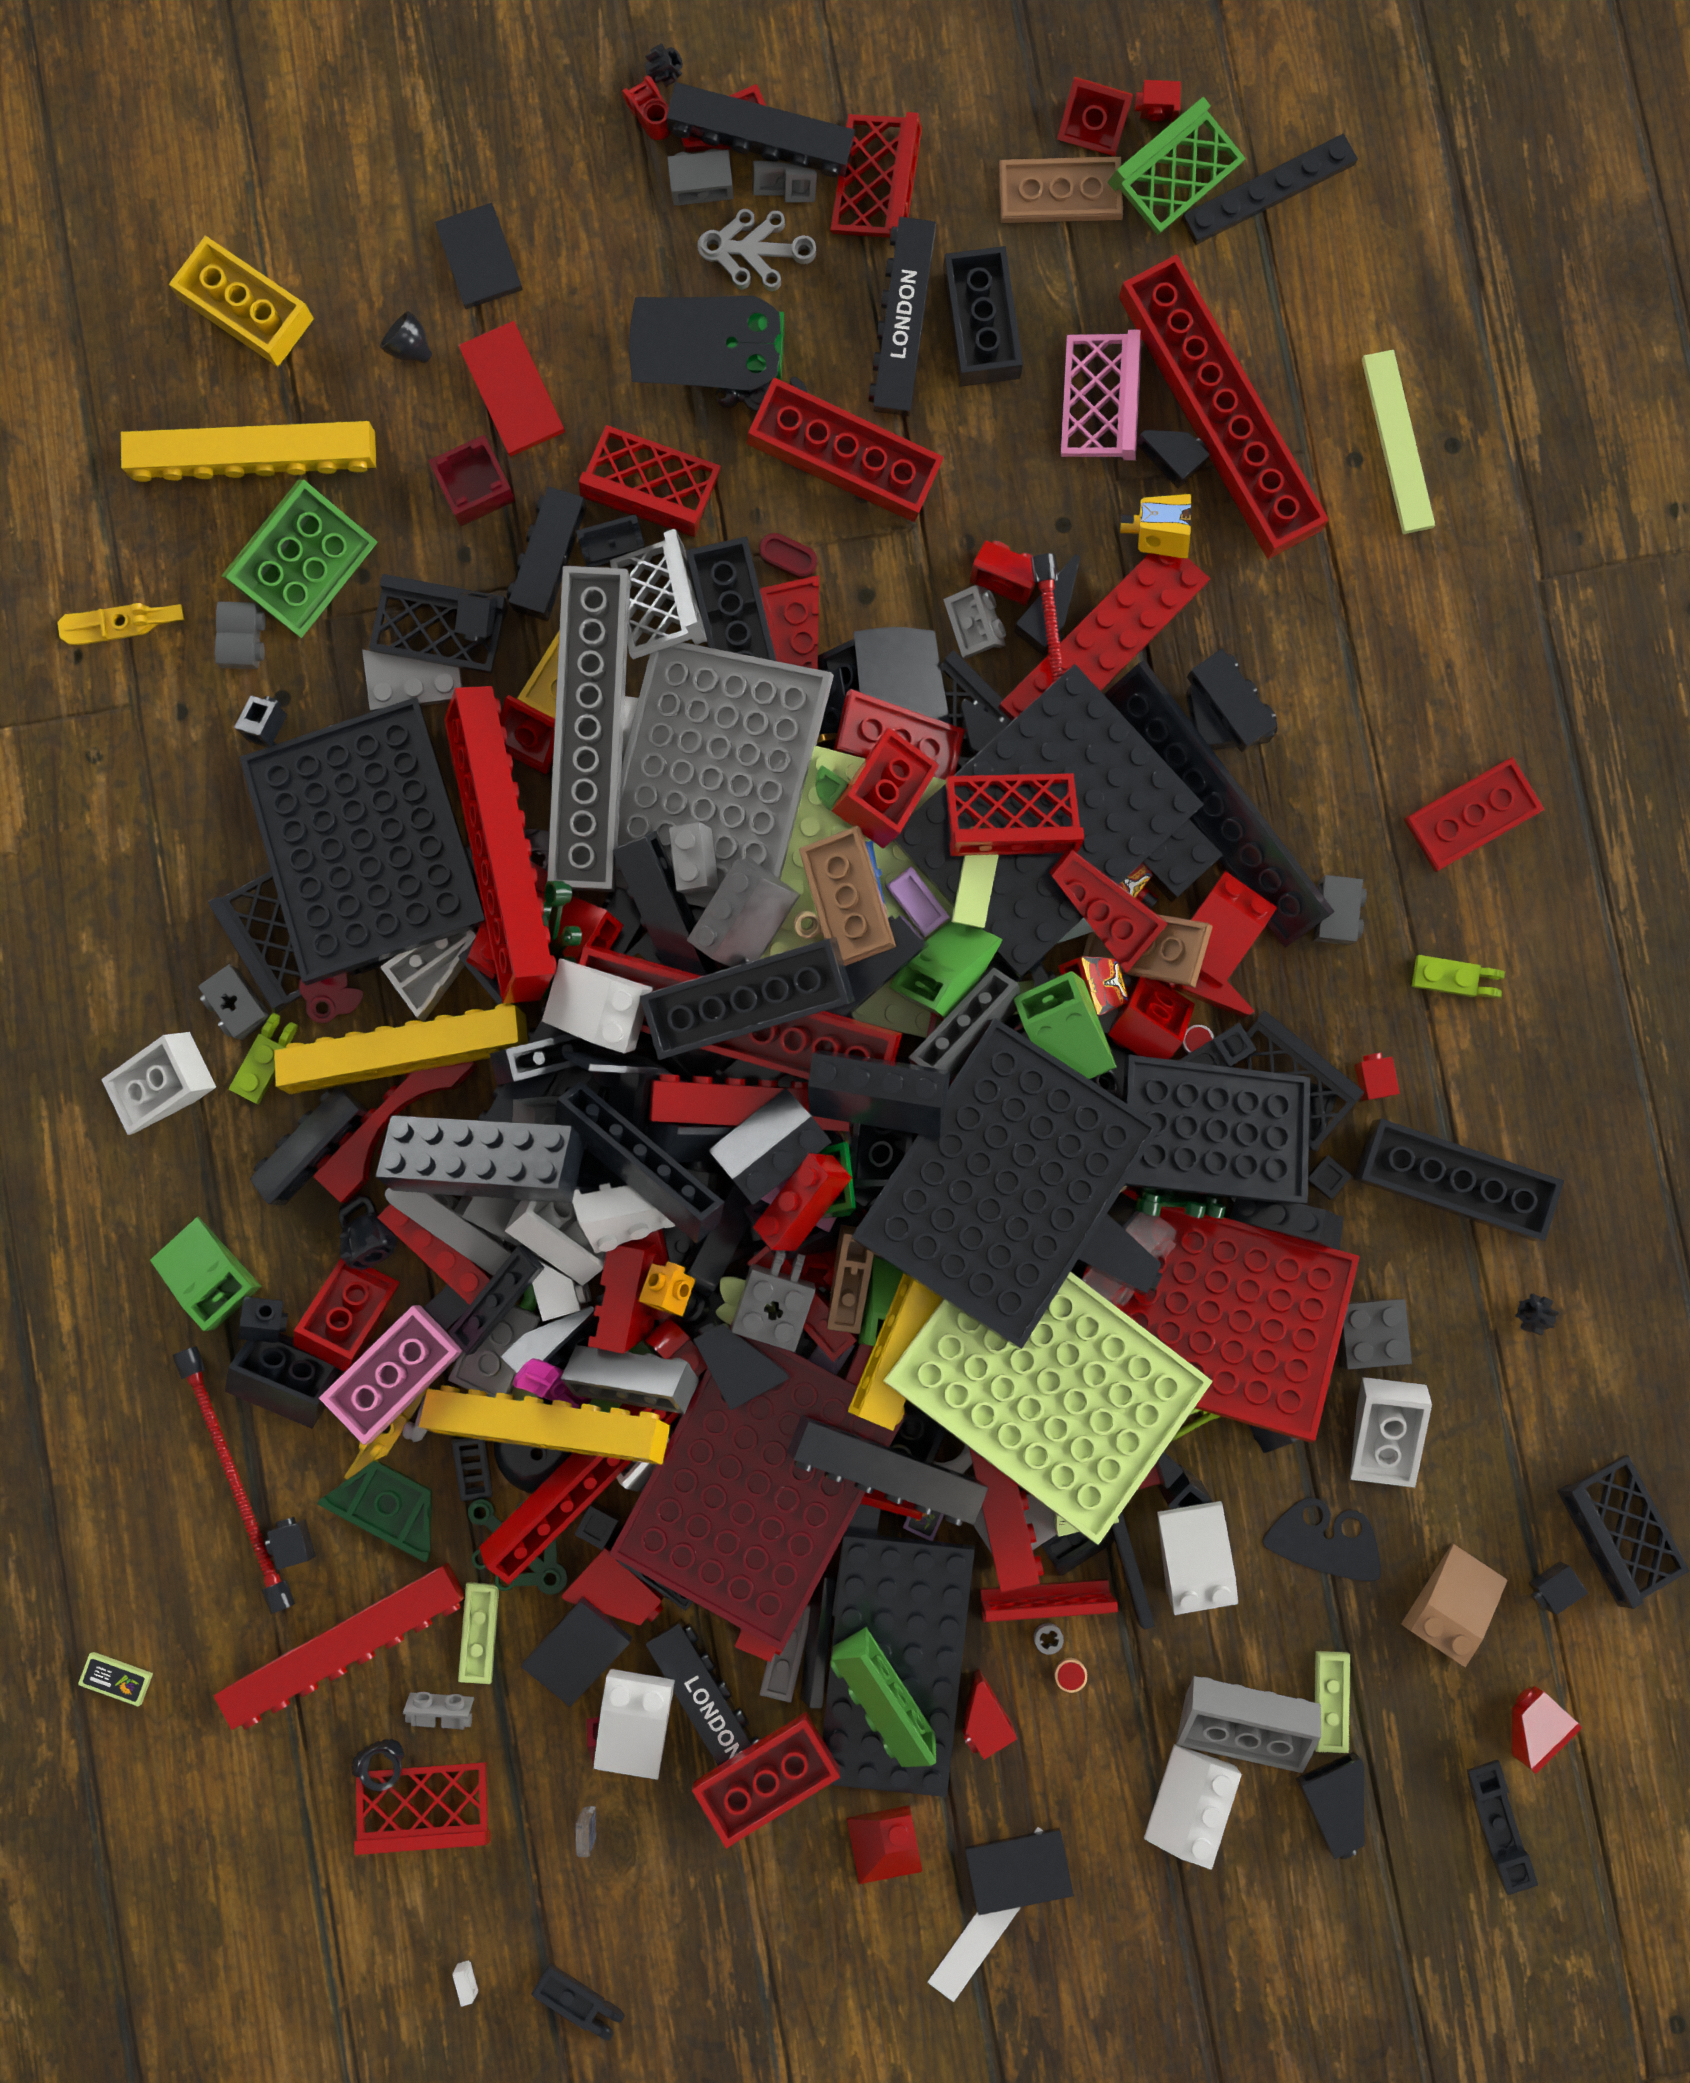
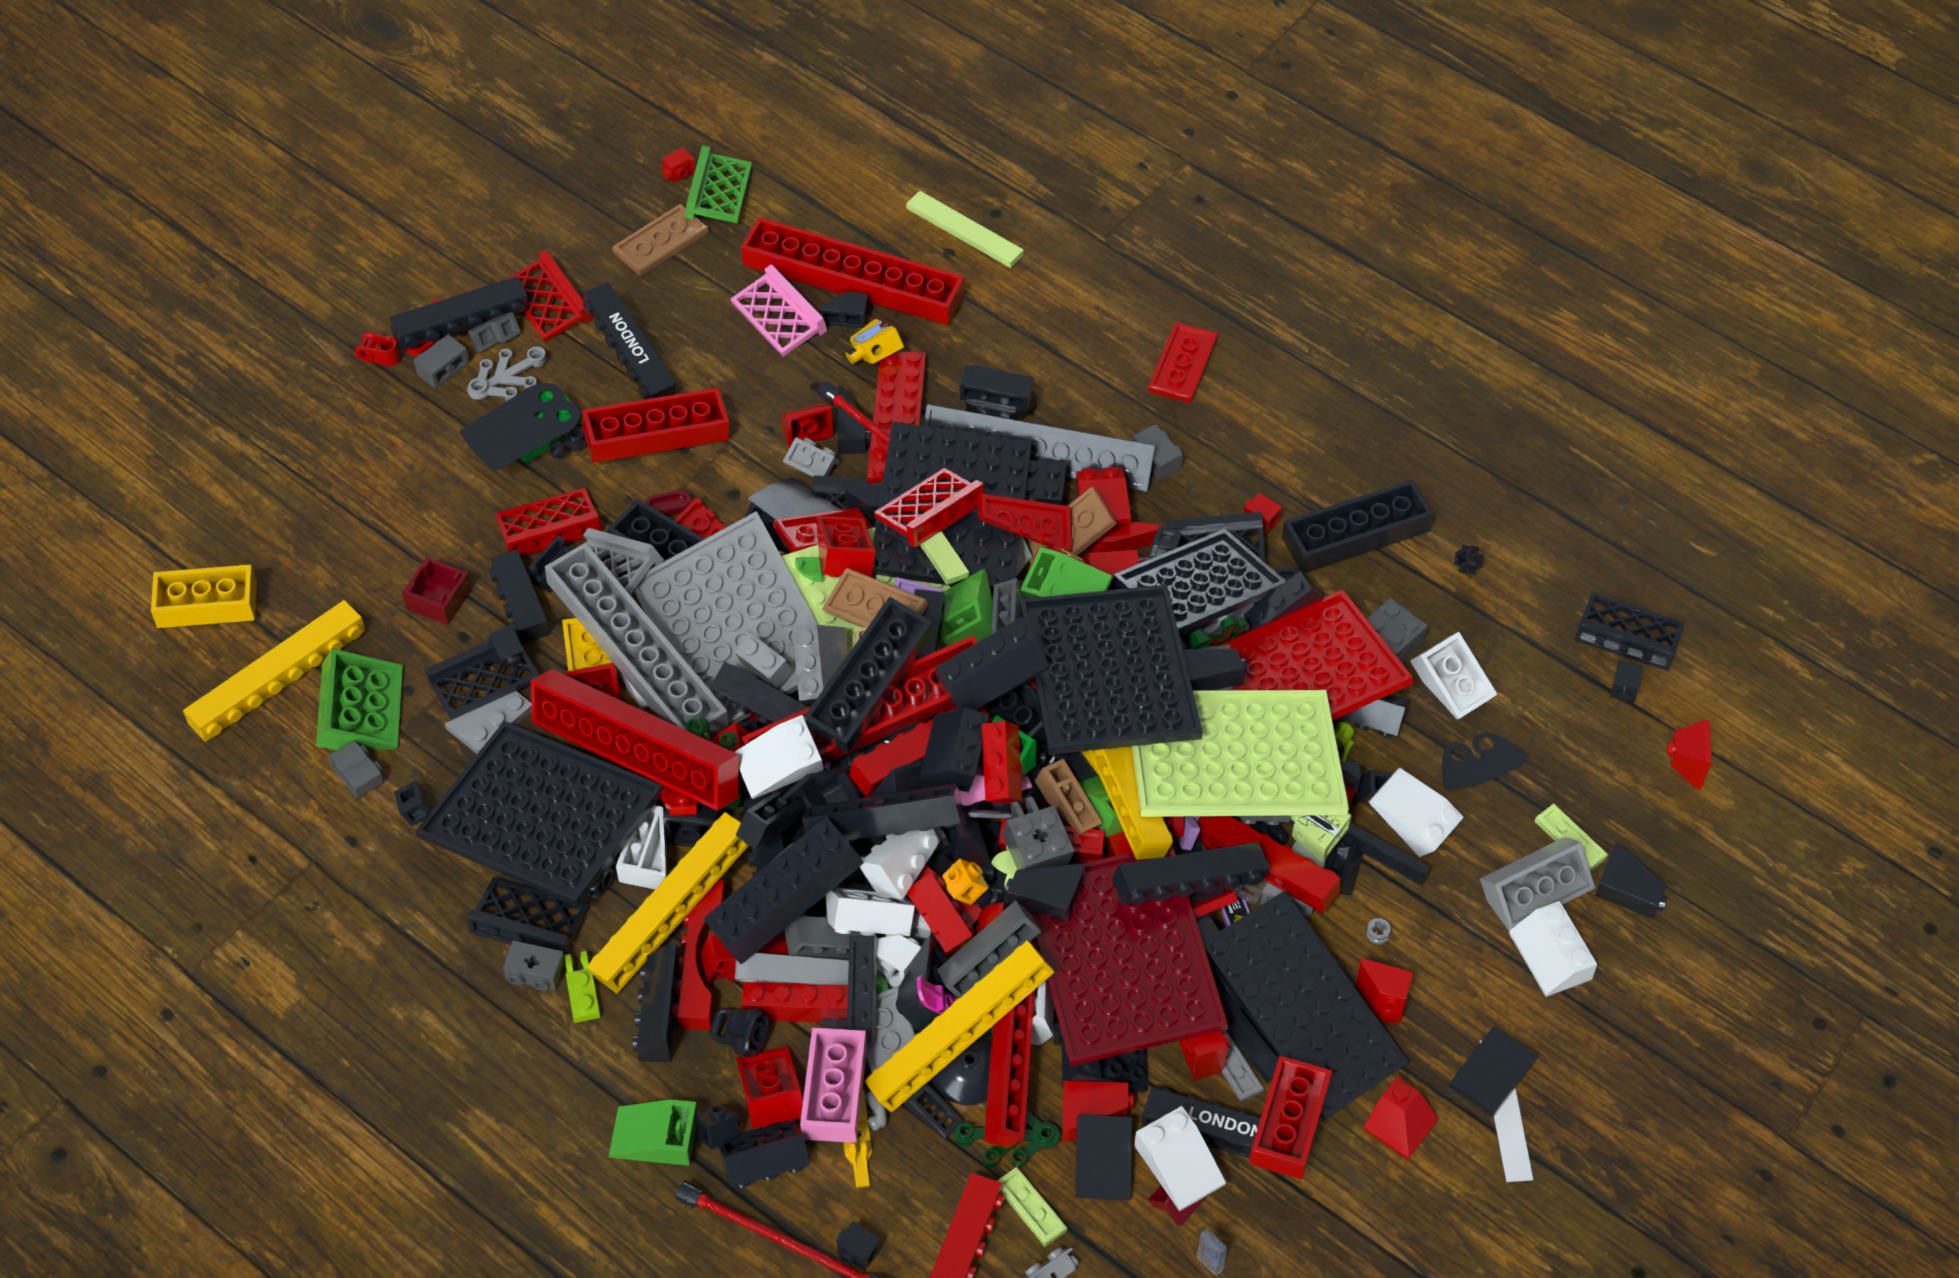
camera: 40 degrees left, 30 degrees down
(101, 624) = (256, 829): yellow piece -> none
(158, 1081) = (521, 1048): white slope -> none
(332, 992) = (592, 916): dark red plate -> none
(386, 1506) = (900, 1176): dark green wing -> none
(407, 339) = (329, 548): black helmet -> none
(478, 255) = (336, 484): black tile -> none
(511, 388) = (417, 533): red tile -> none
(598, 1525) = (1047, 1074): black panel -> none
(663, 65) = (369, 322): black gear -> none
(884, 1699) = (1316, 1011): bright green slope -> none
(982, 316) = (674, 317): black brick -> none
(1048, 1600) = (1359, 904): red fence -> none
(1070, 1675) = (1411, 940): red tile -> none
(1095, 116) = (648, 192): red slope -> none
(1269, 189) = (778, 168): black plate -> none
(1454, 977) = (1254, 440): lime hinge -> none
(1456, 1605) = (1584, 736): medium nougat slope -> none
(1500, 1828) = (1727, 826): black slope -> none

